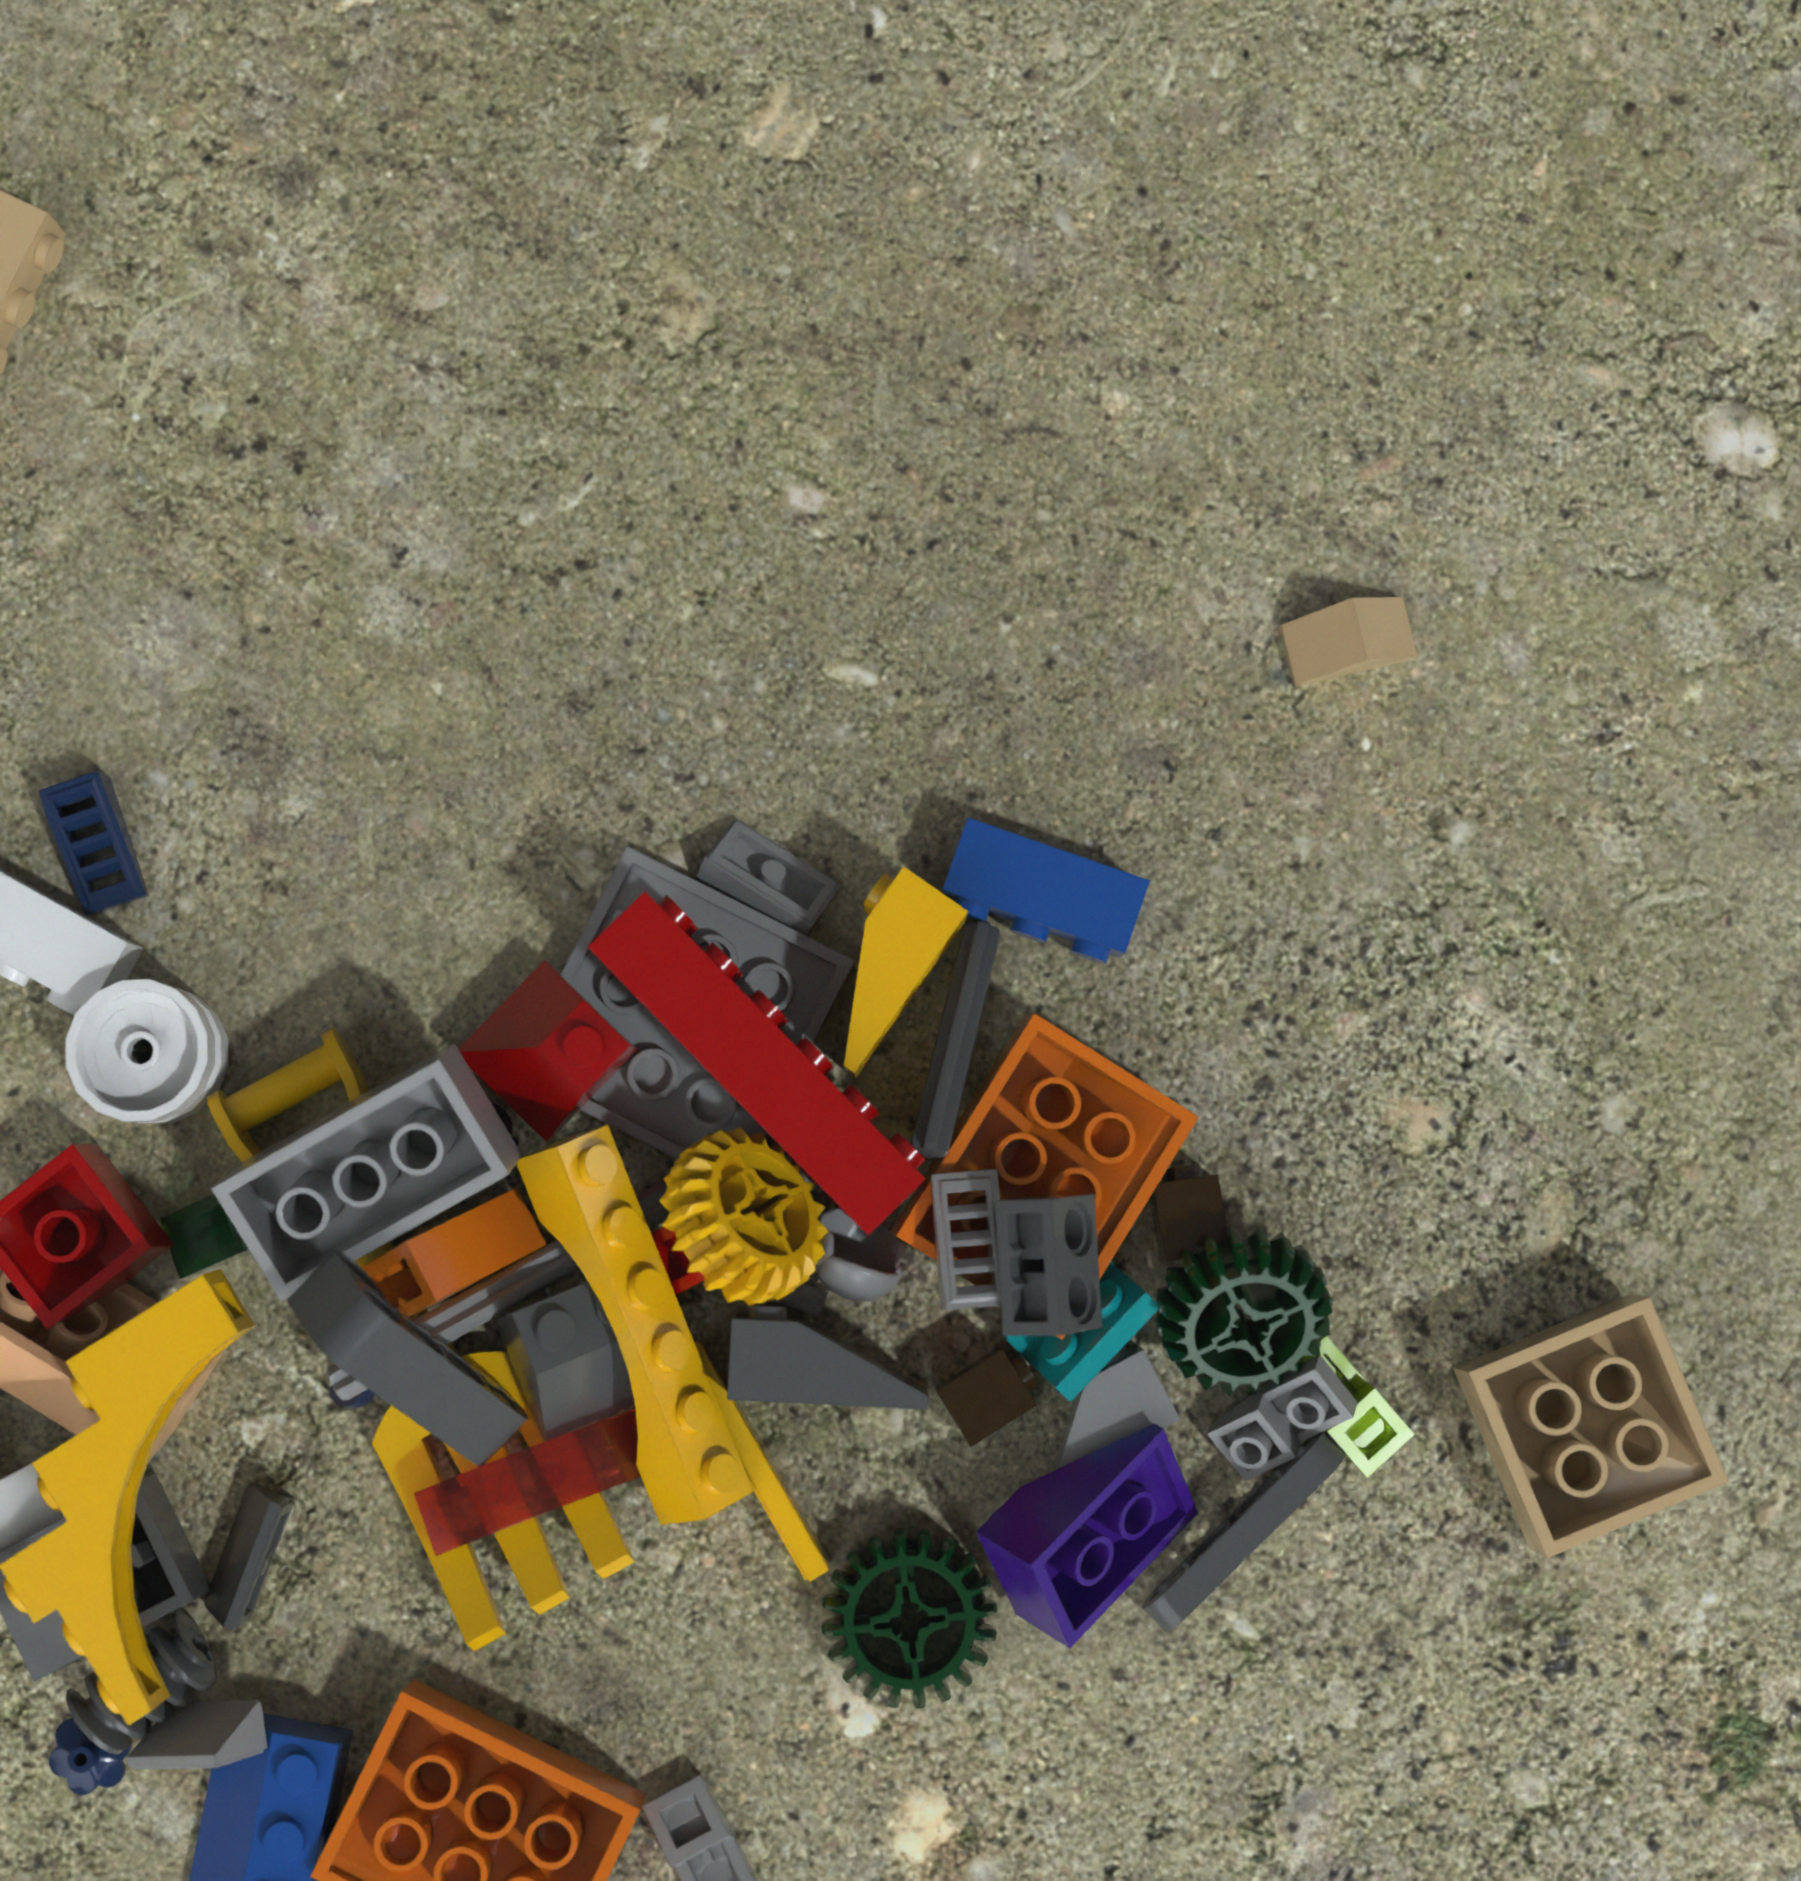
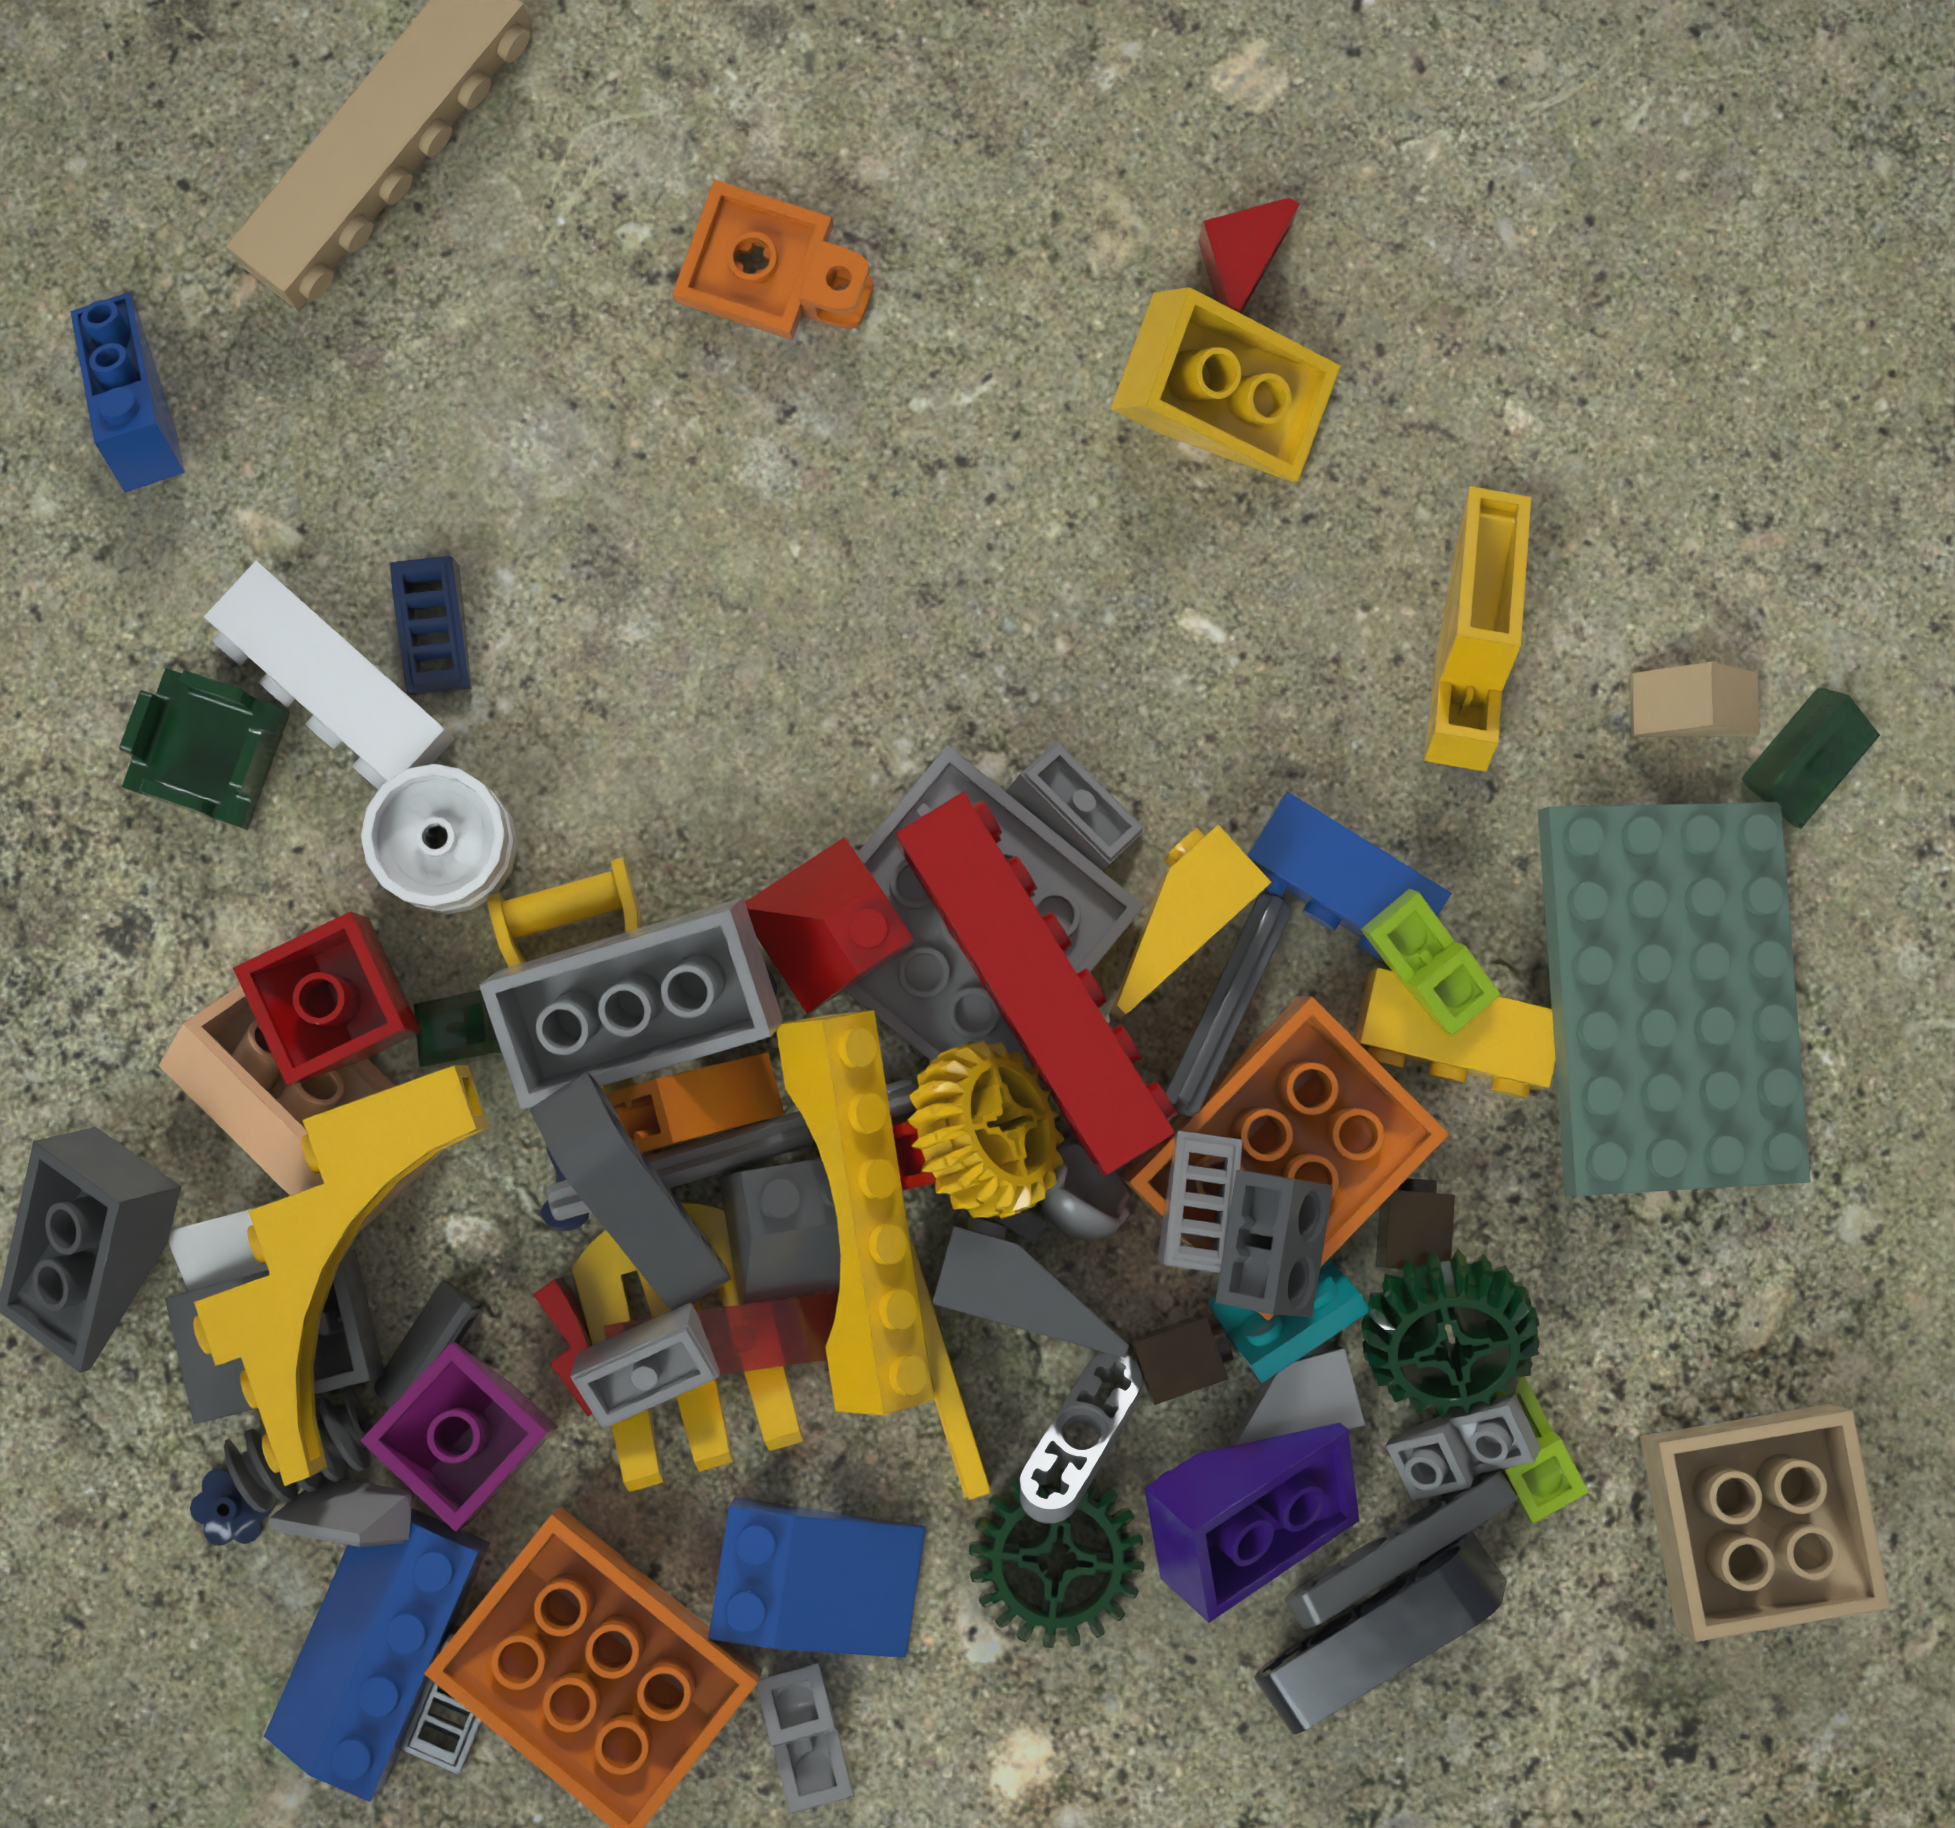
camera: 10 degrees right, 0 degrees up
(295, 1633) = (458, 1435): none -> magenta slope
(379, 419) = (800, 270): none -> orange plate
(397, 1537) = (568, 1317): none -> red slope
(460, 1524) = (645, 1366): none -> light grey slope
(678, 1694) = (816, 1580): none -> blue slope
(808, 297) = (1241, 247): none -> red slope
(821, 431) = (1225, 383): none -> yellow slope
(897, 1467) = (1080, 1464): none -> light grey beam
(1120, 616) = (1479, 629): none -> yellow slope
(1143, 952) = (1430, 962): none -> lime slope
(1188, 1014) = (1503, 1043): none -> yellow brick
(1245, 1619) = (1384, 1634): none -> black beam
(1388, 933) = (1673, 997): none -> sand green plate
(1472, 666) = (1811, 755): none -> clear green slope

